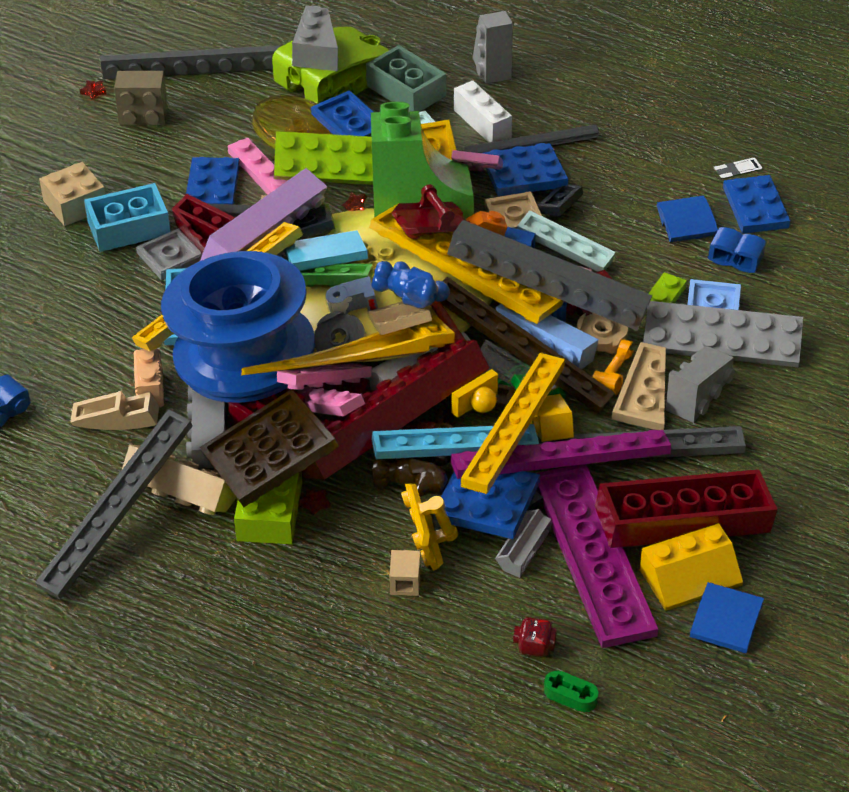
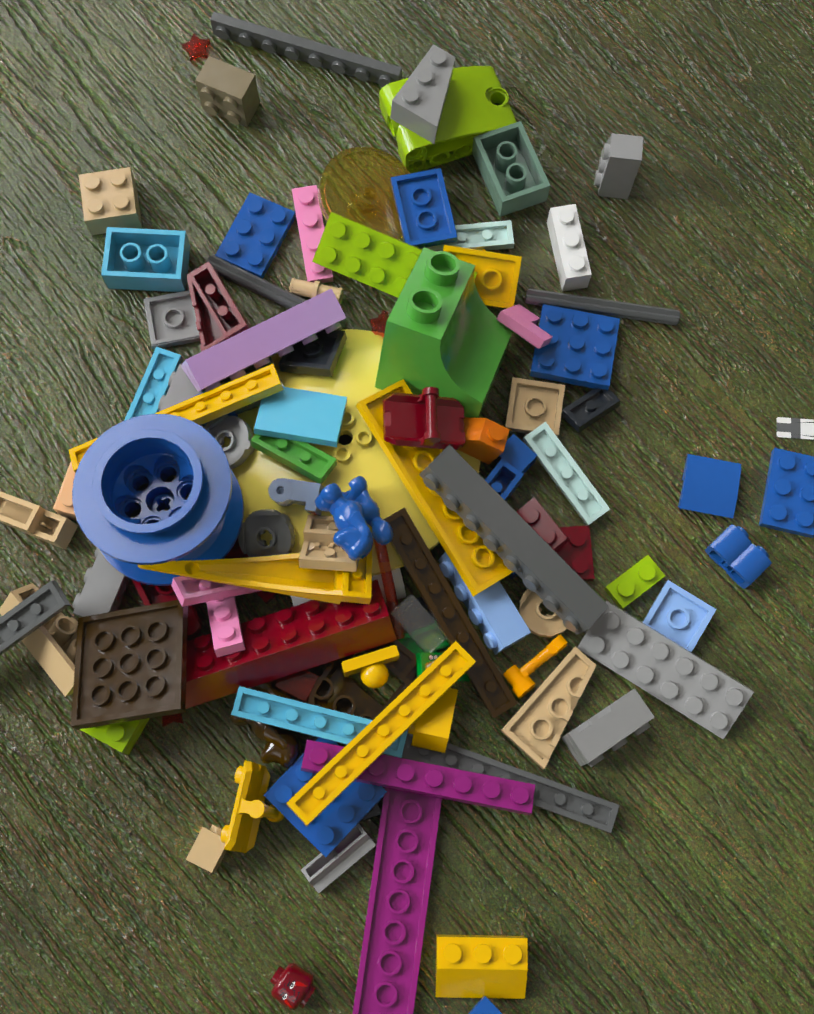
camera: 20 degrees right, 30 degrees up
(673, 506) = (506, 902): dark red brick -> none

